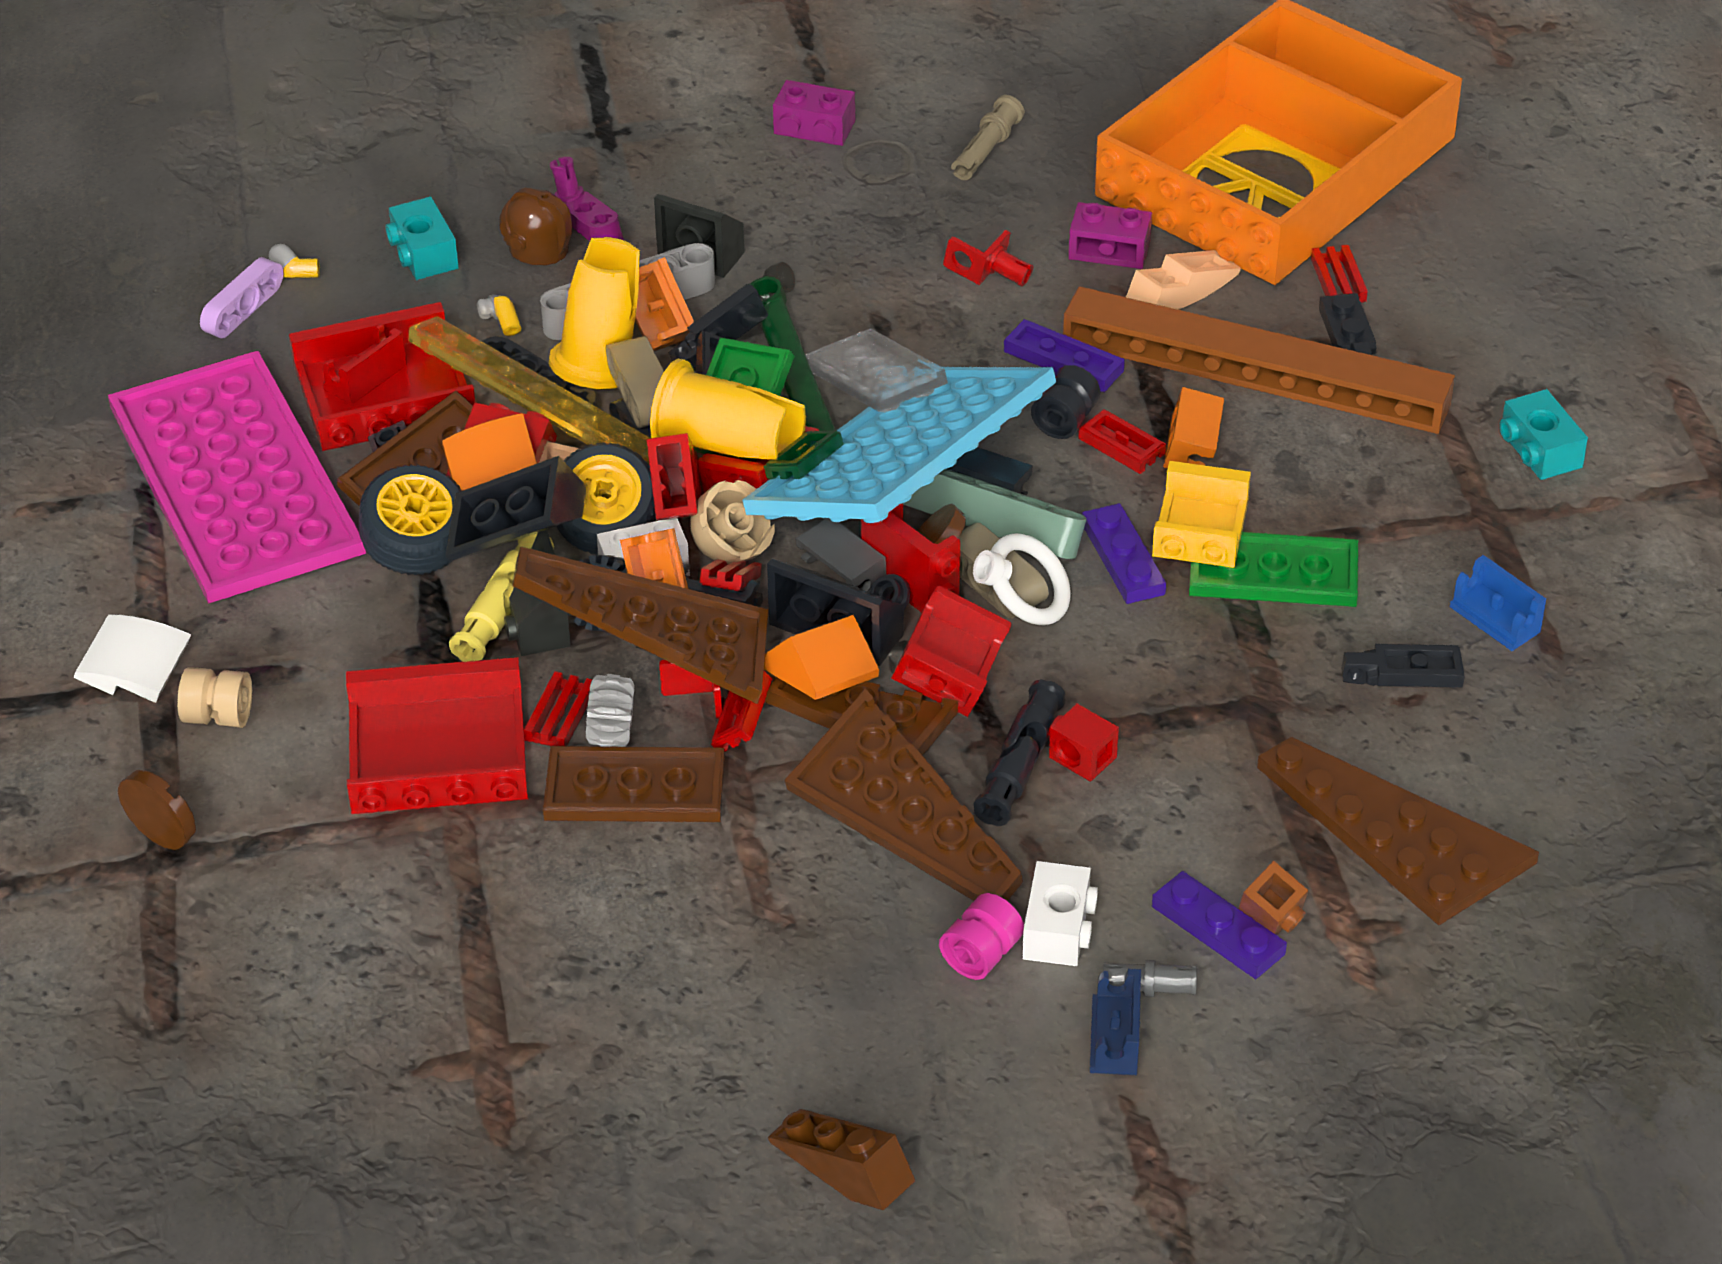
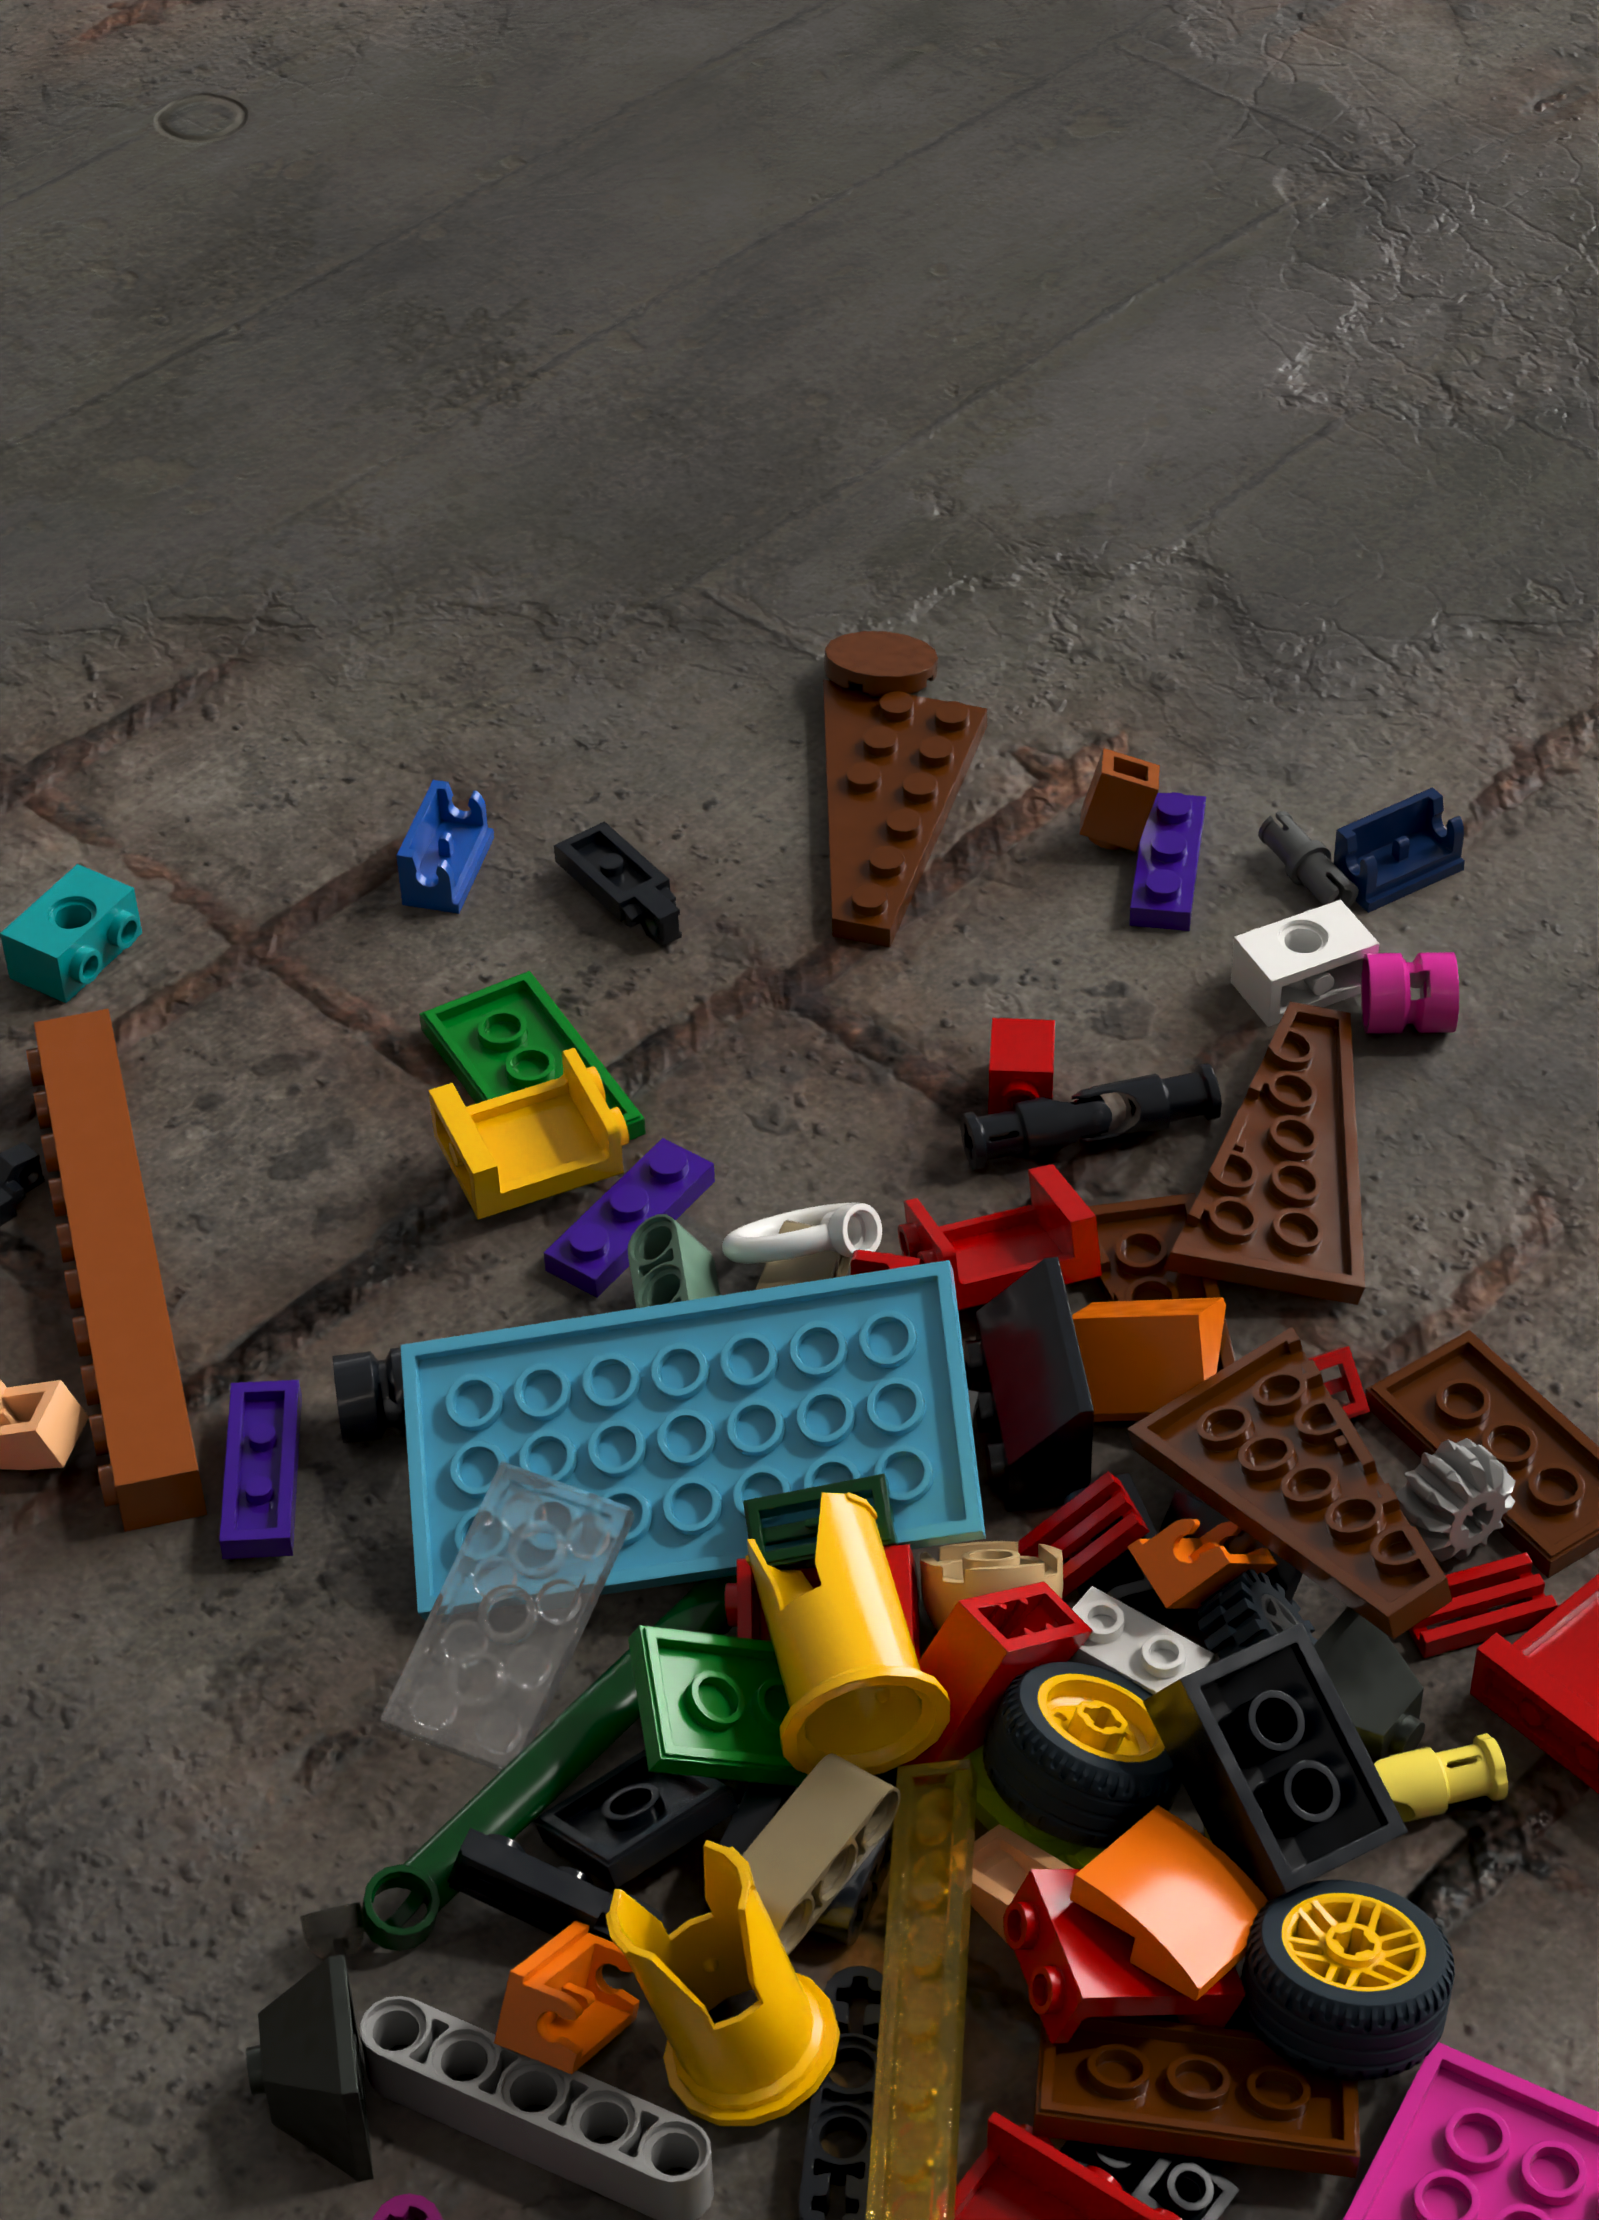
camera: 125 degrees left, 0 degrees up
(986, 263) = (82, 1666): red bracket -> none
(1118, 444) = (407, 1284): red tile -> none
(1194, 427) = (331, 1250): orange hinge -> none
(1532, 884) = (880, 662): none -> reddish brown tile

